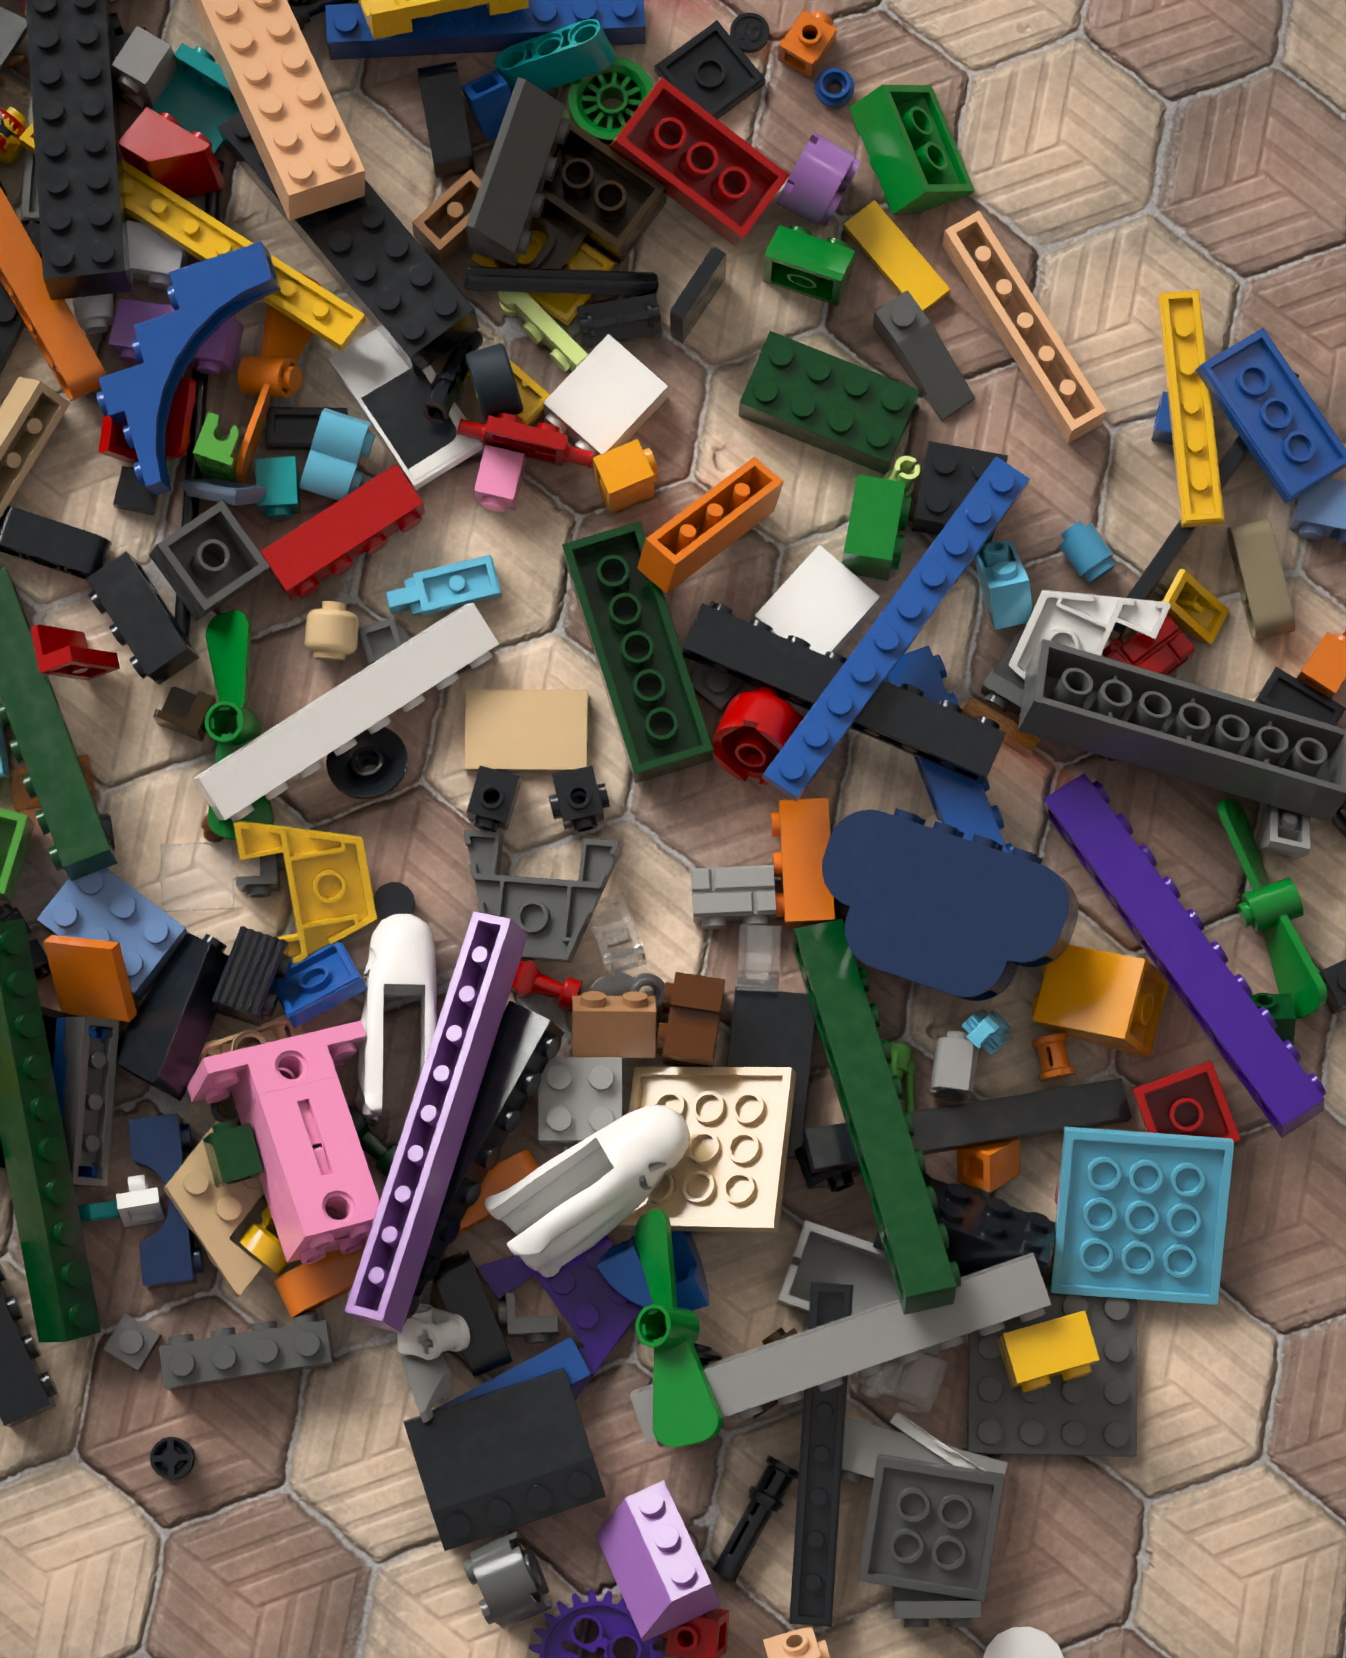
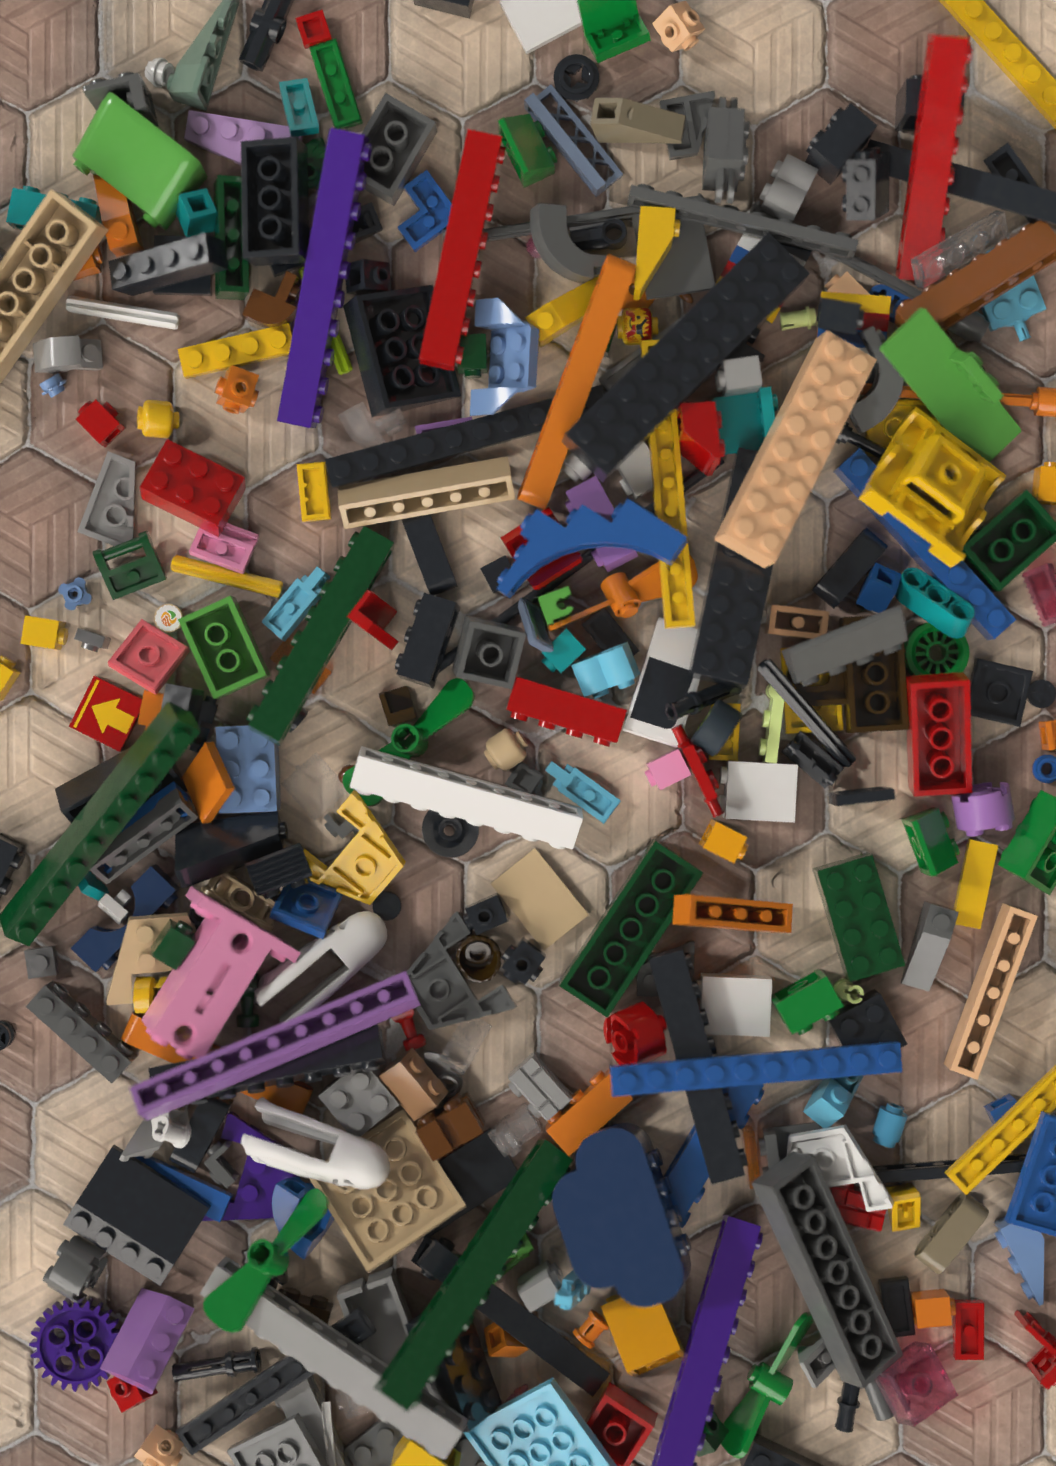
camera: 55 degrees right, 10 degrees up
(534, 844) = (479, 958): none -> dark brown hair

